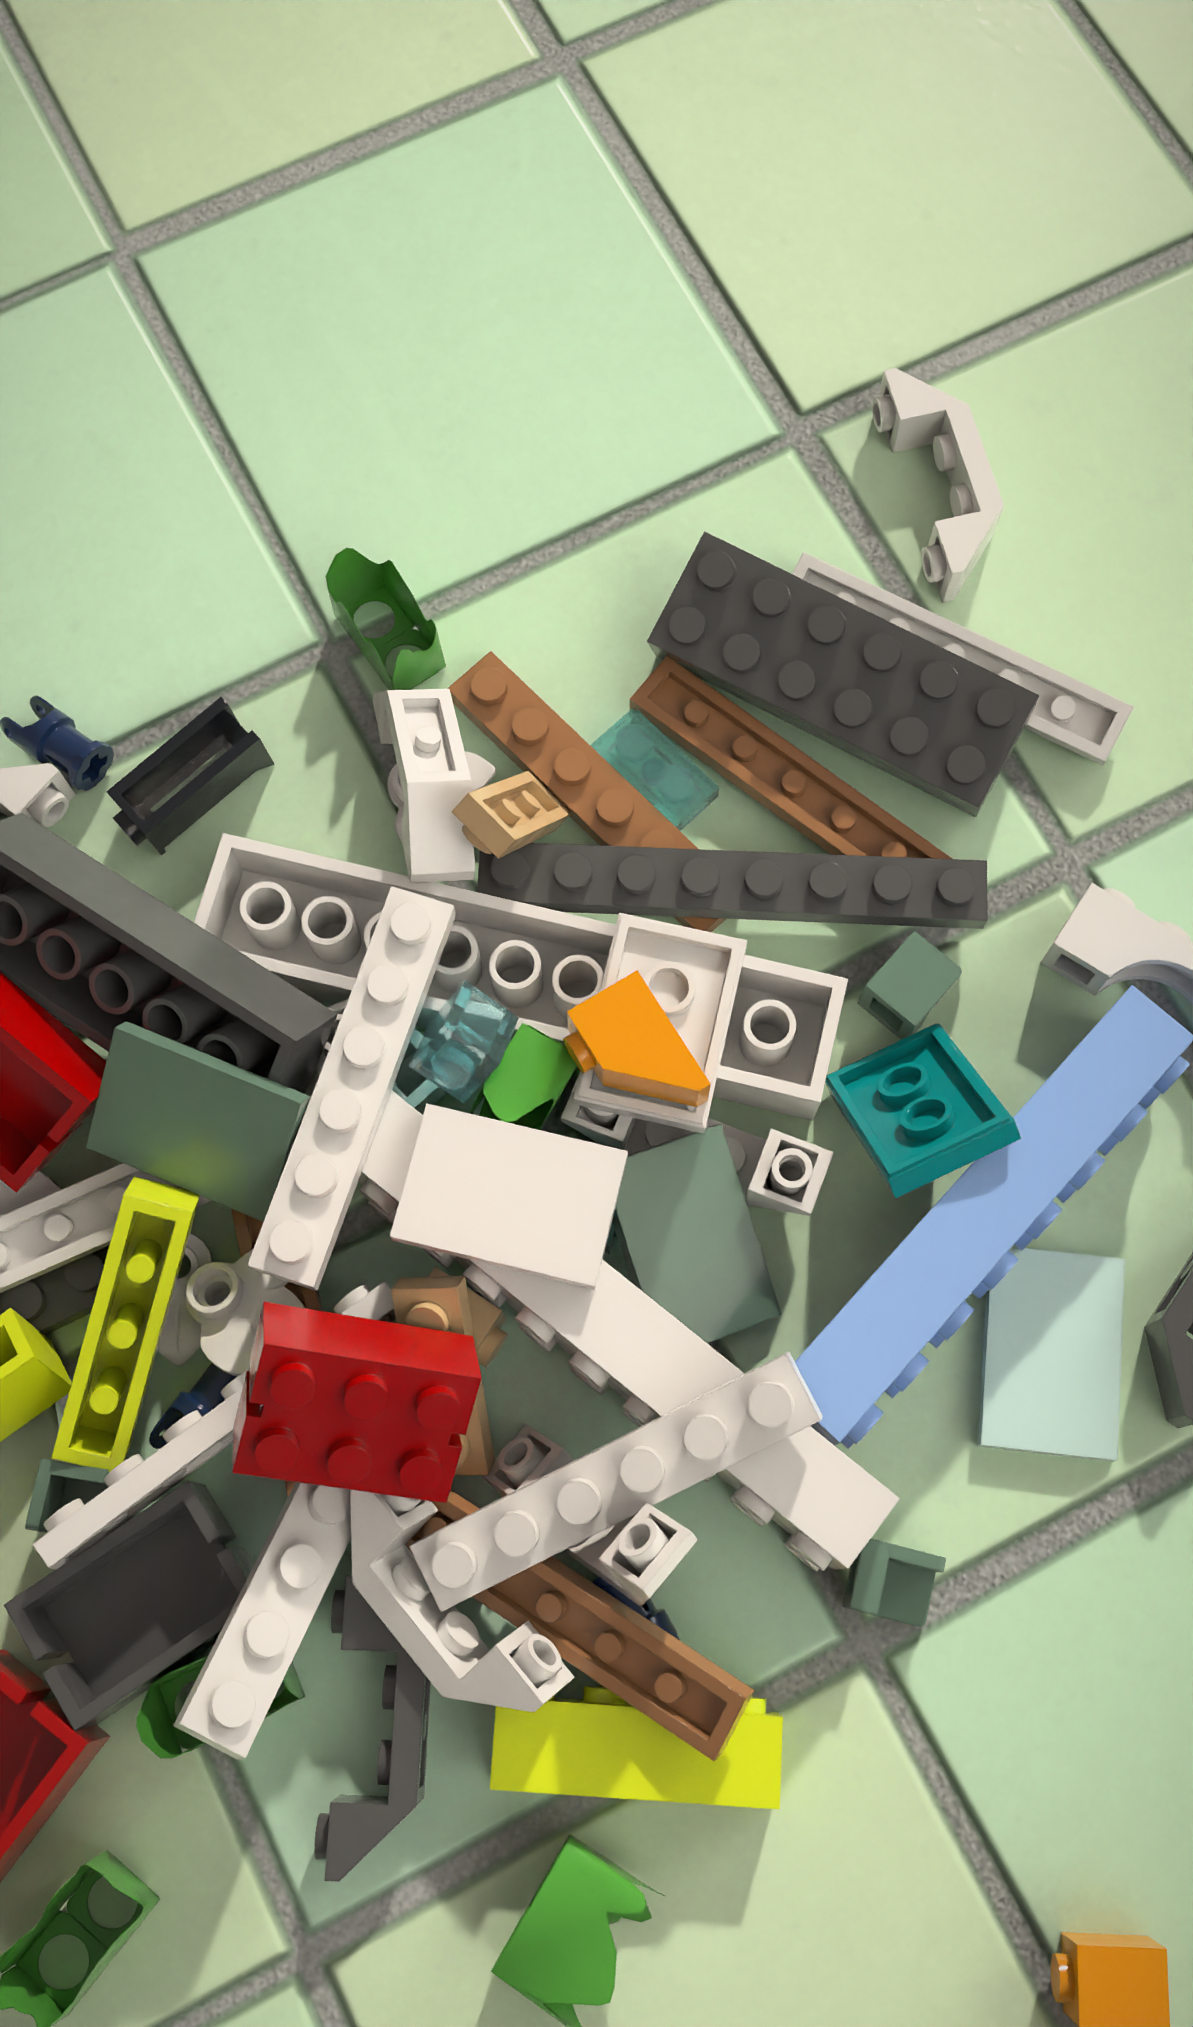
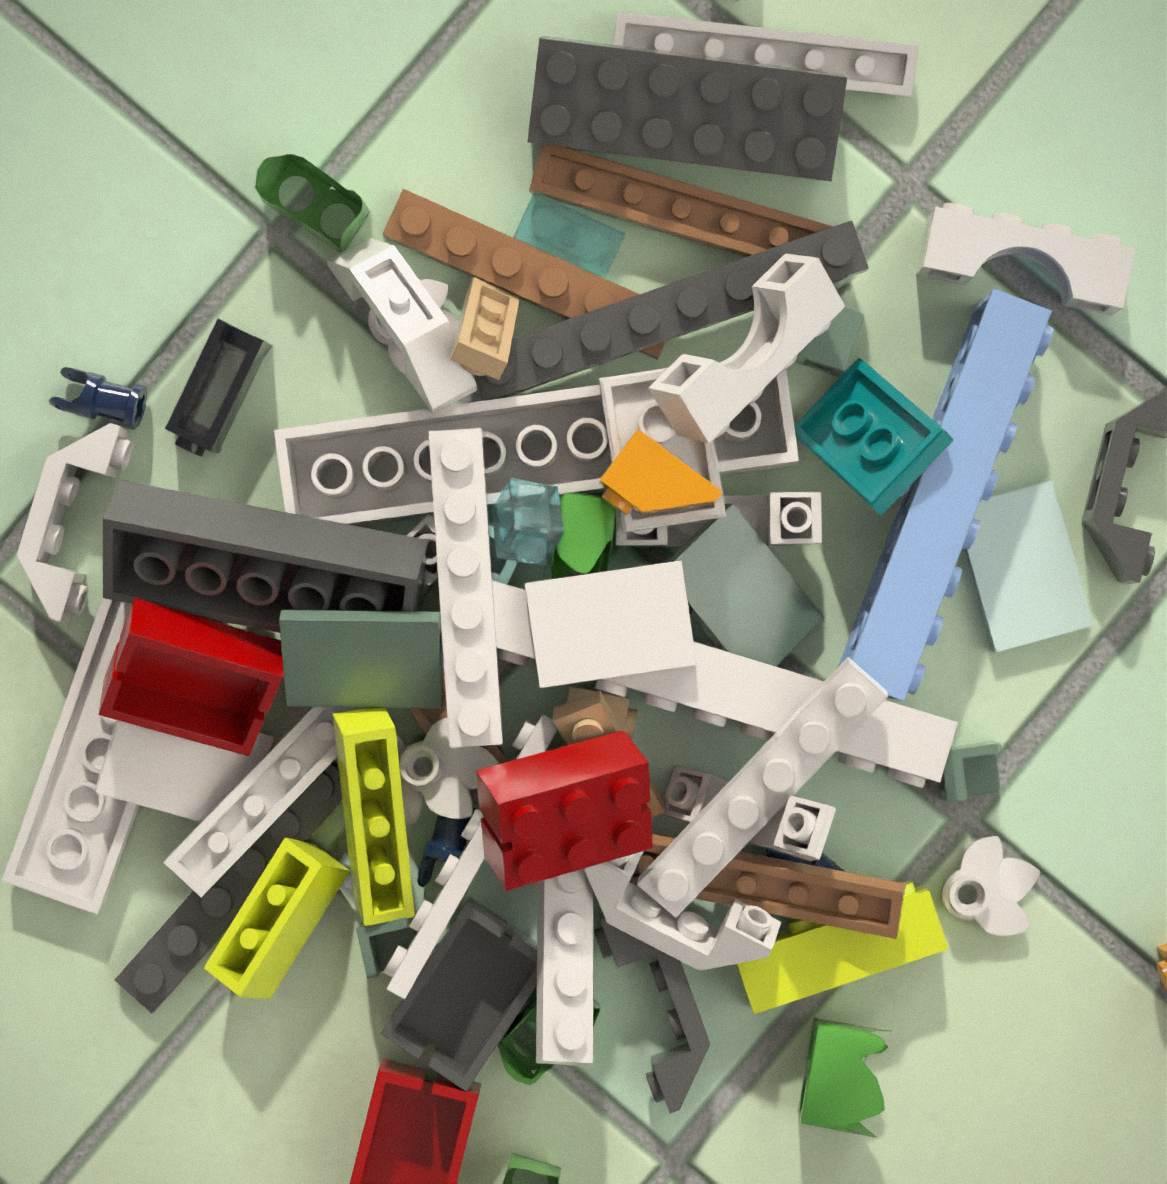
camera: 25 degrees left, 15 degrees up
(875, 1755) = (997, 888): none -> white plate
(876, 919) = (790, 309): none -> white arch

